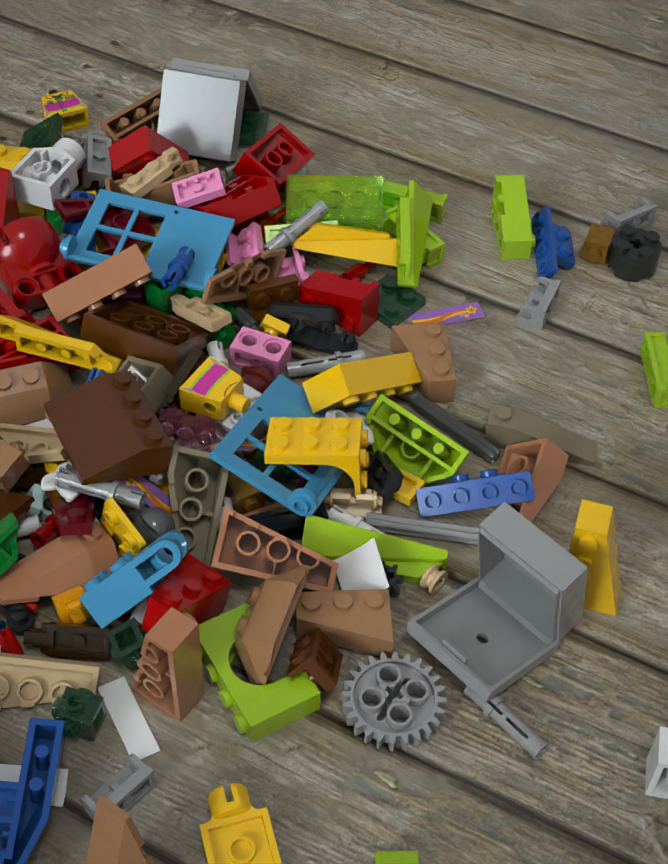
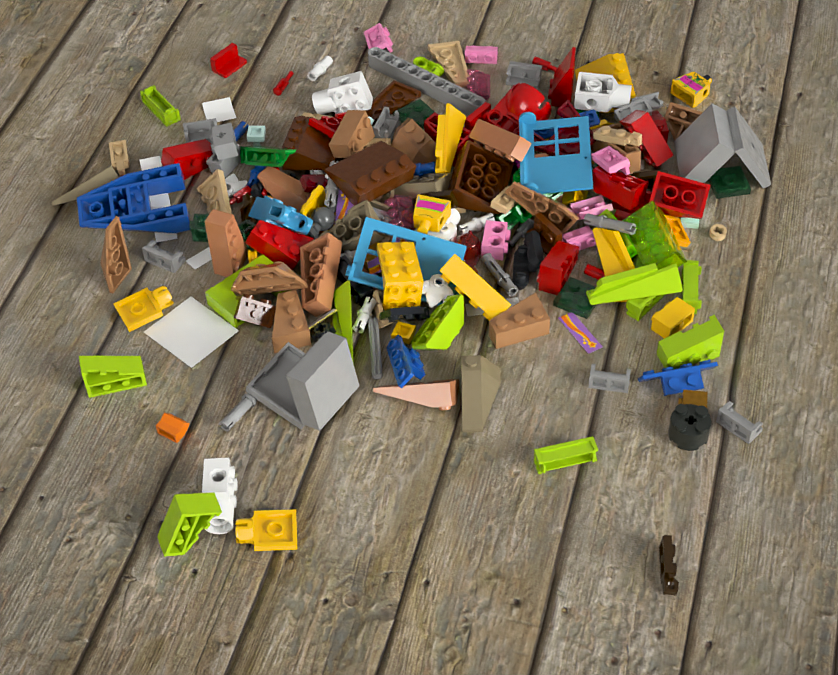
camera: 80 degrees right, 0 degrees up
(44, 133) = (646, 87): clear green plate -> none
(178, 268) = (529, 170): blue pin -> none
(273, 326) = (515, 237): yellow plate -> none
(309, 778) = (191, 331): none -> white sticker
(323, 159) = (718, 228): none -> tan bush
(419, 714) = (241, 353): light grey gear -> none
(456, 428) = (467, 350): dark grey axle -> none
(459, 227) = (672, 318): none -> yellow brick
(529, 829) = (172, 427): none -> orange piece
(596, 548) = (347, 415): yellow wedge -> none

